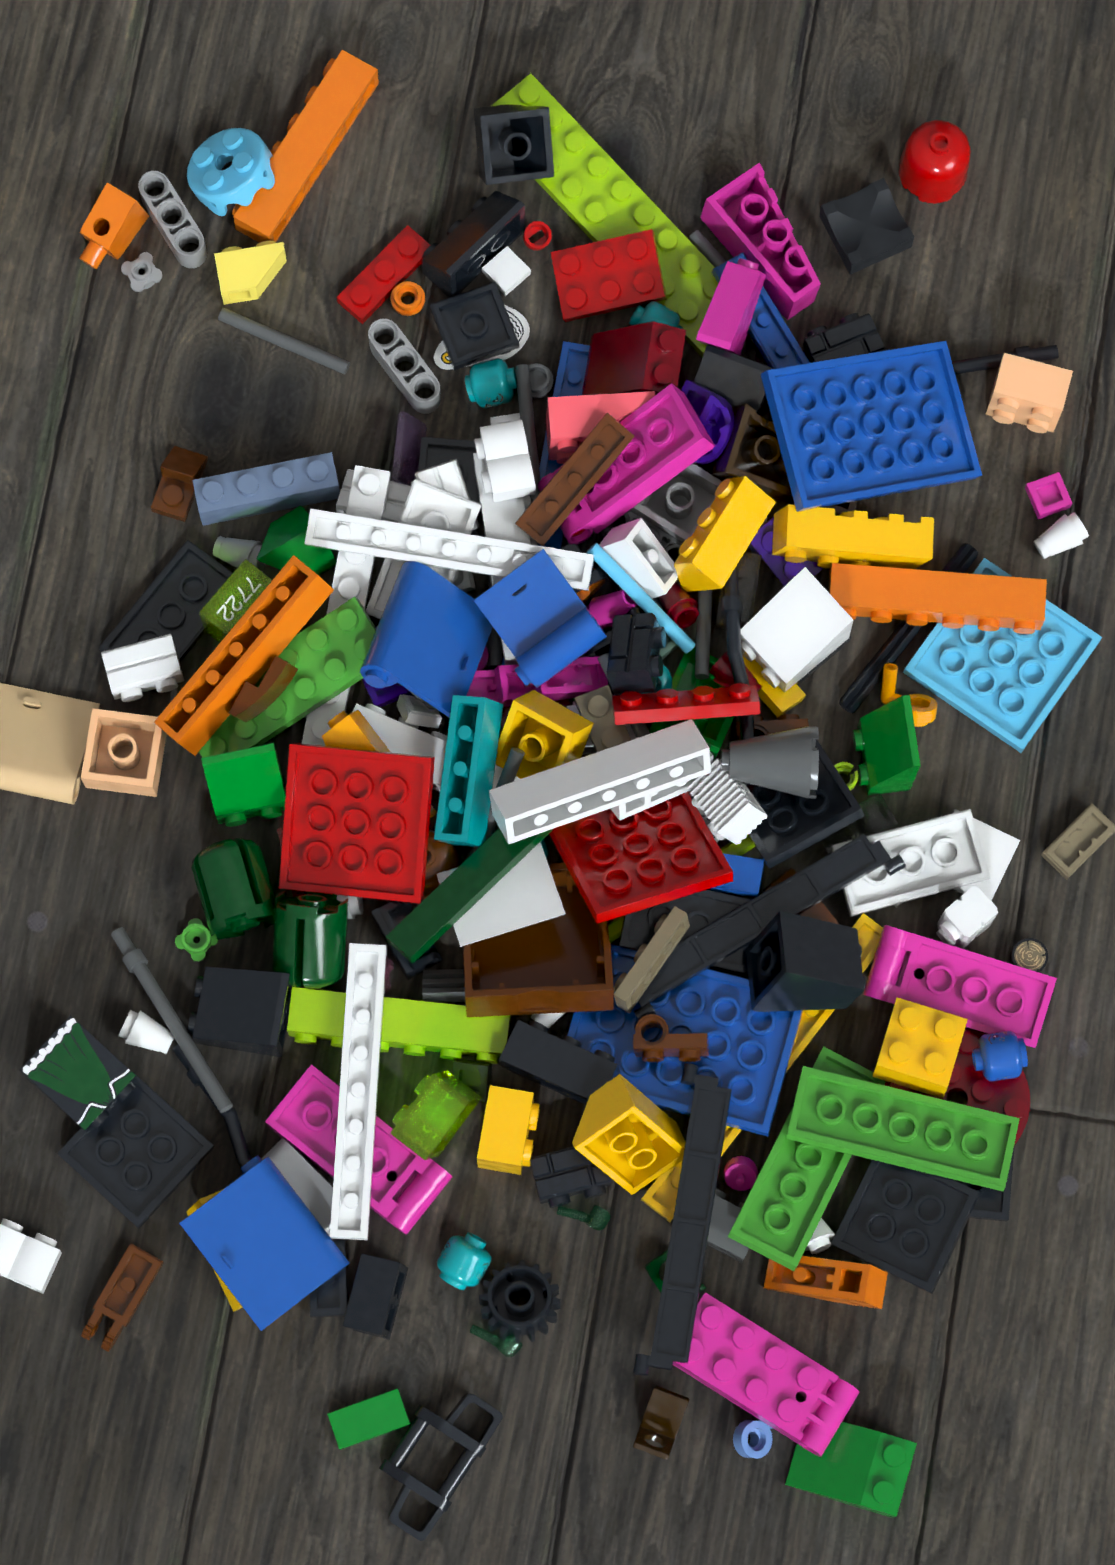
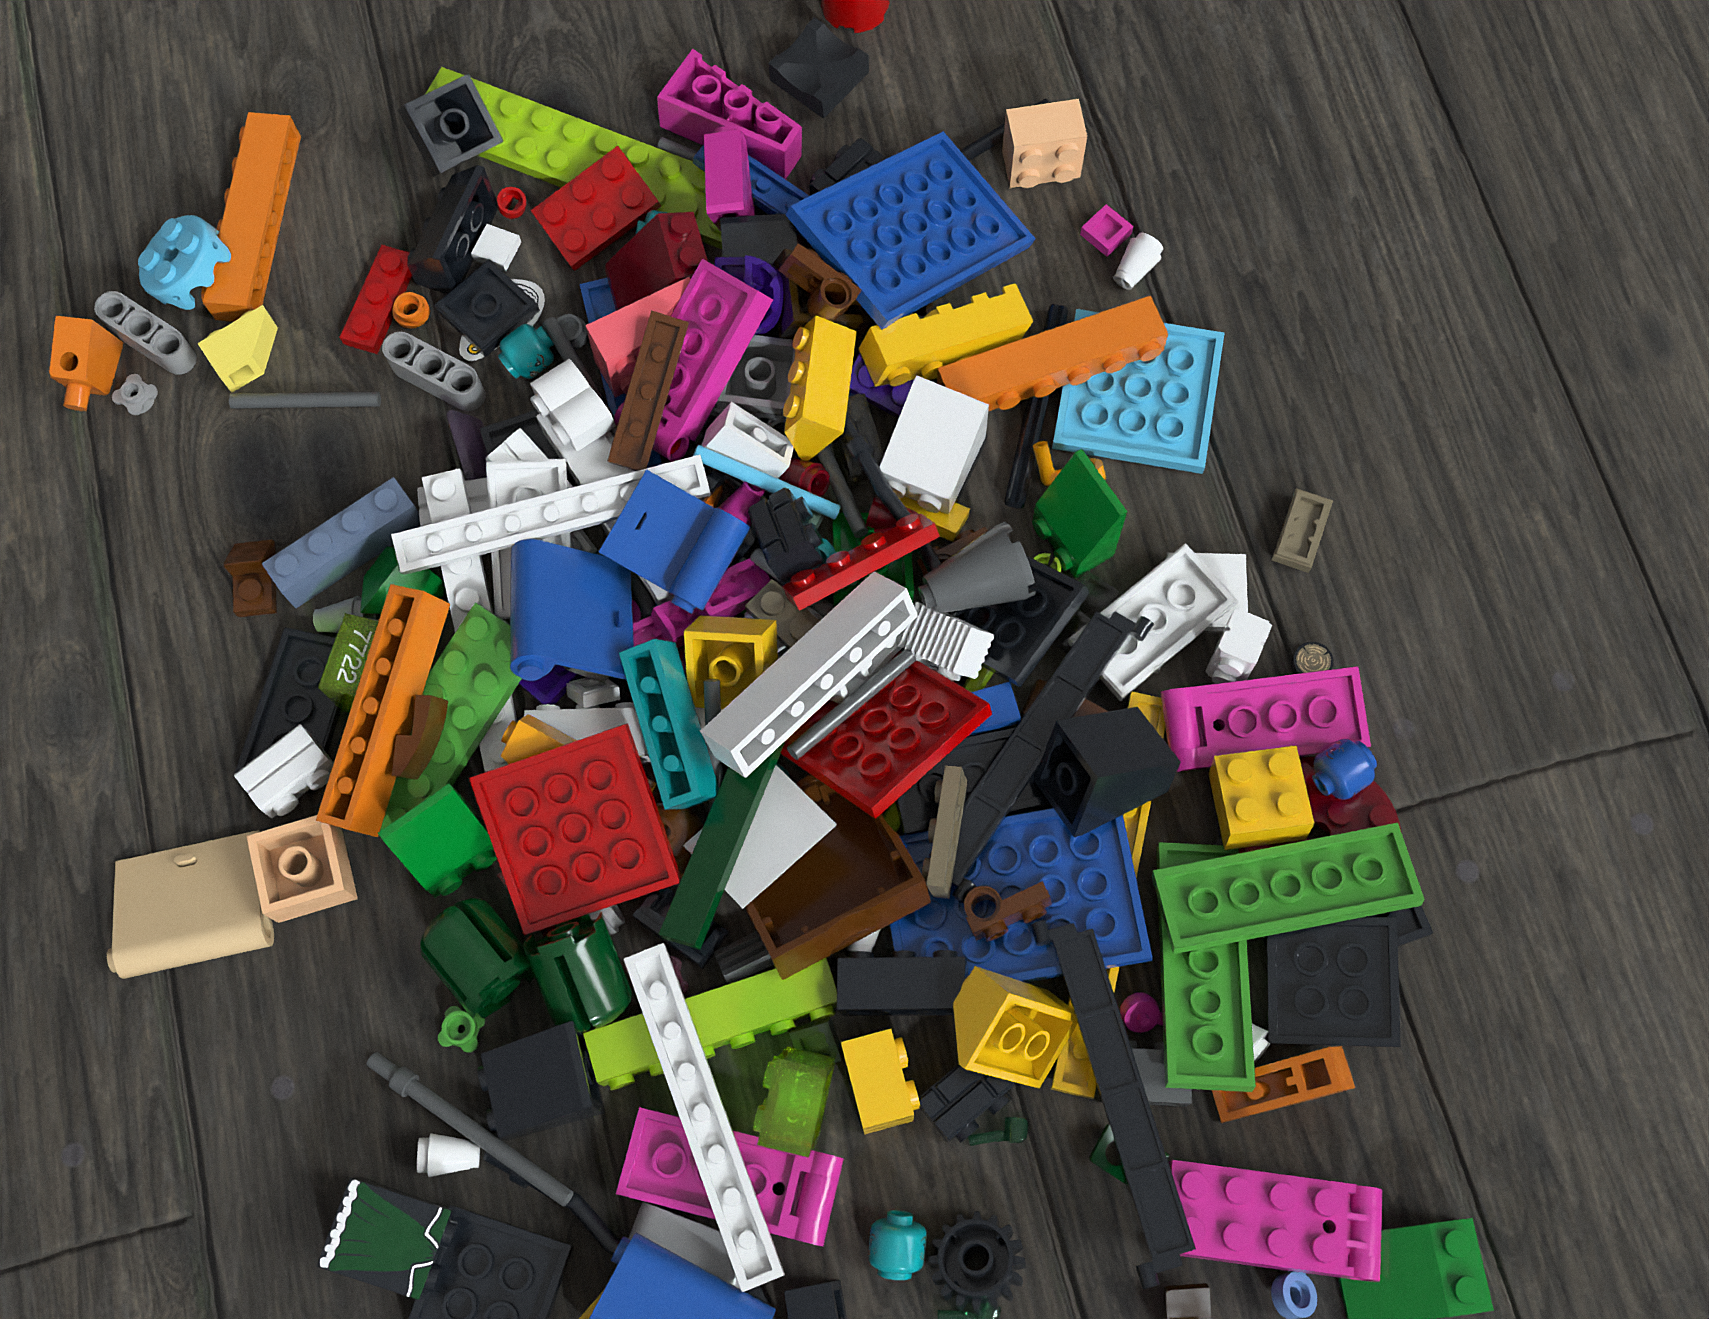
camera: 20 degrees left, 5 degrees down
(624, 820) = (851, 704): none -> dark grey bar
(756, 435) = (820, 280): none -> reddish brown plate

